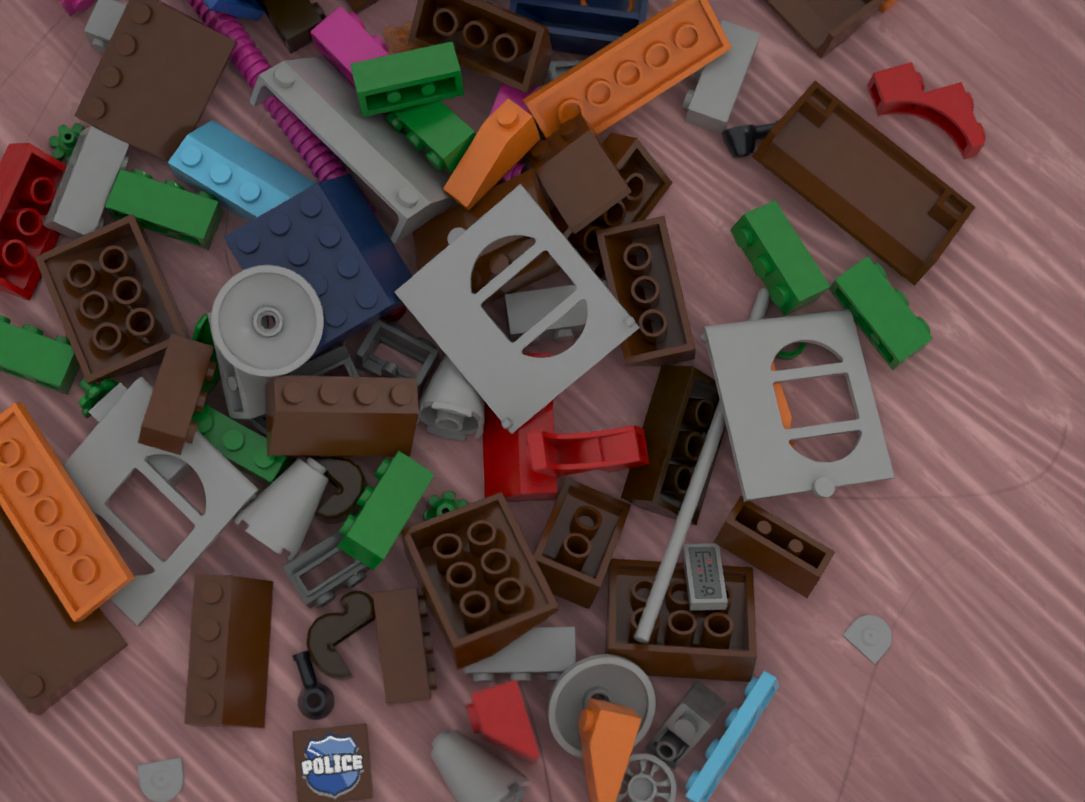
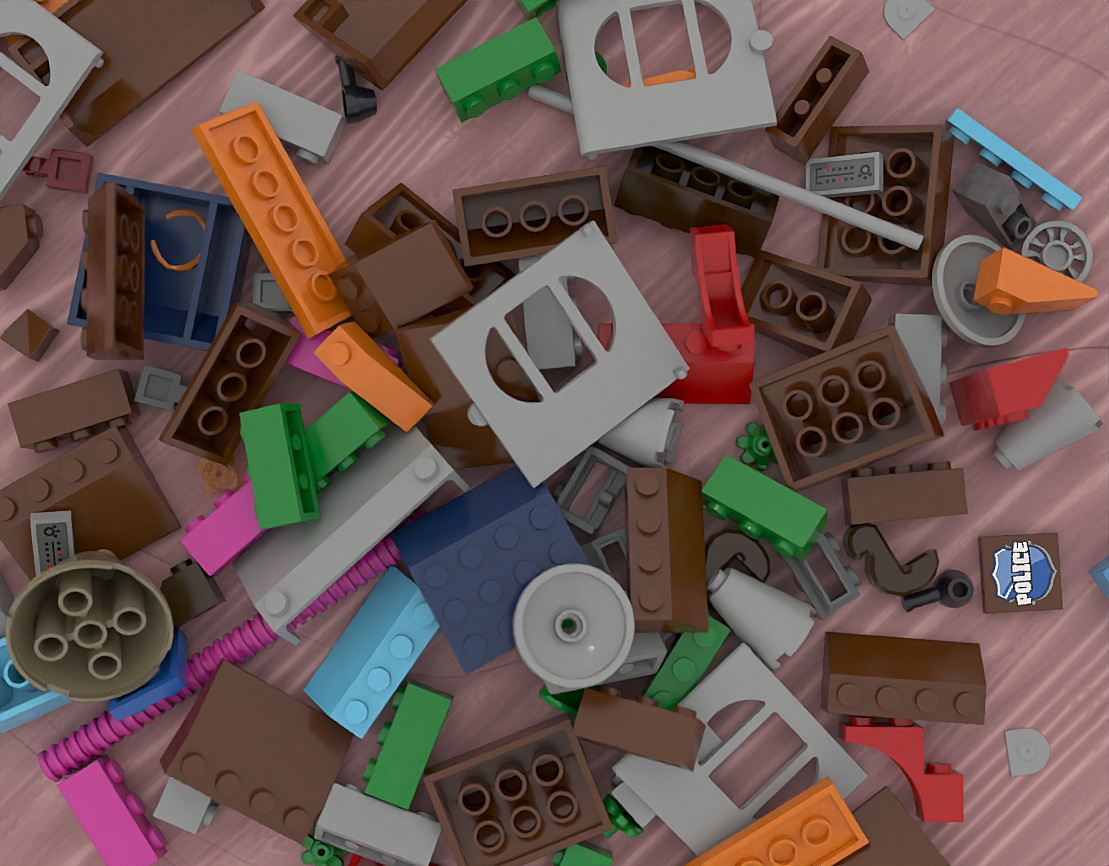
camera: 80 degrees left, 10 degrees up
(125, 686) = (935, 789): none -> red arch

